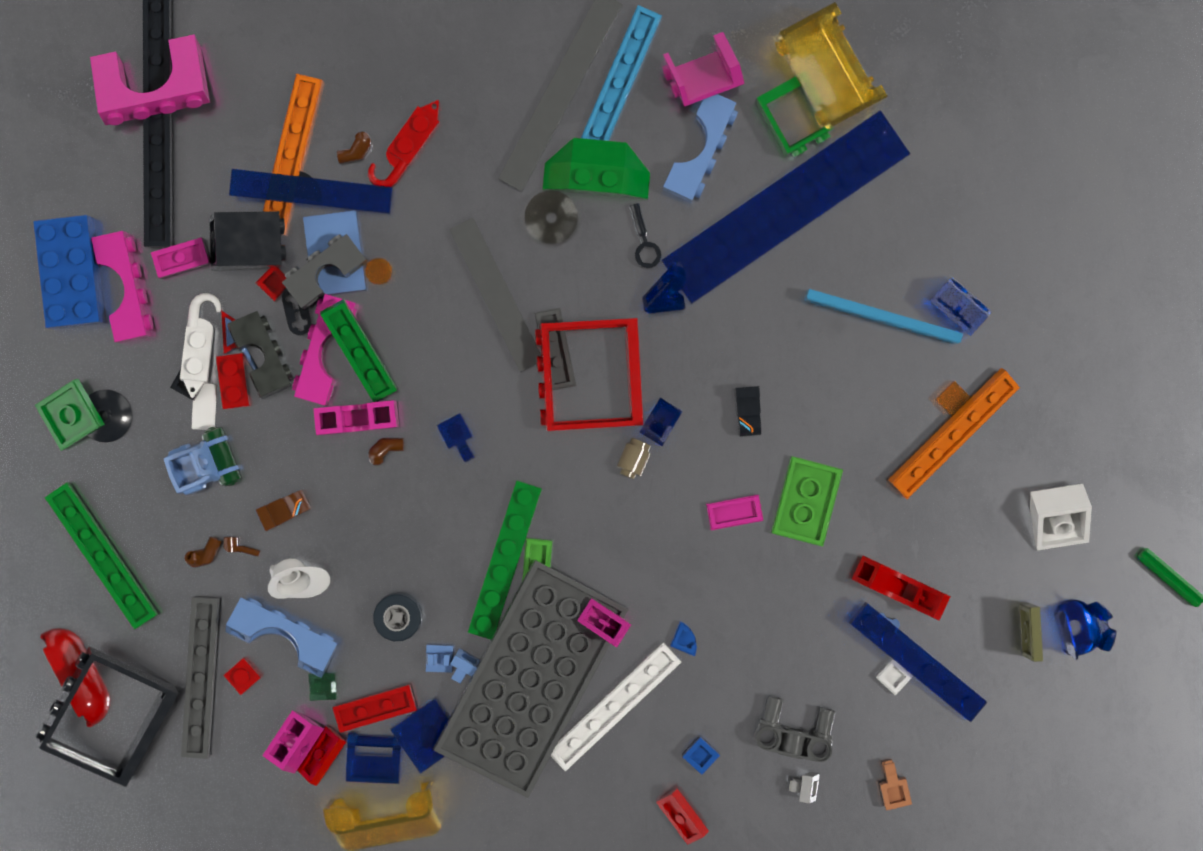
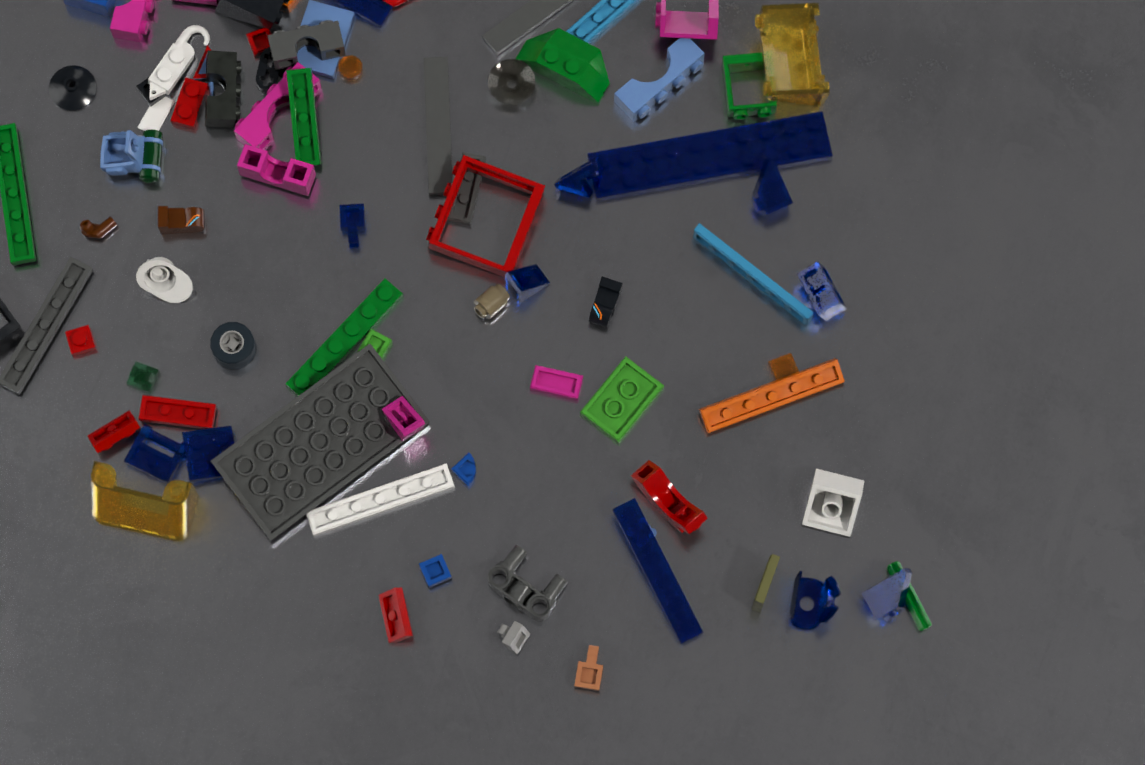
camera: 20 degrees right, 15 degrees down
(69, 414) = (44, 72): green tile -> none
(231, 545) = (123, 232): reddish brown hand -> none
(252, 621) = (110, 296): medium blue arch -> none
(293, 742) = (96, 407): dark pink brick -> none
(382, 447) = (287, 205): reddish brown arm -> none
(439, 658) = (251, 396): medium blue tile -> none
(465, 665) = (268, 407): medium blue tile -> none
(641, 232) = (581, 126): black piece -> none
(864, 221) = (770, 190): none -> clear blue slope
(894, 676) = (632, 577): white tile -> none
(1153, 590) = (888, 595): none -> clear blue slope

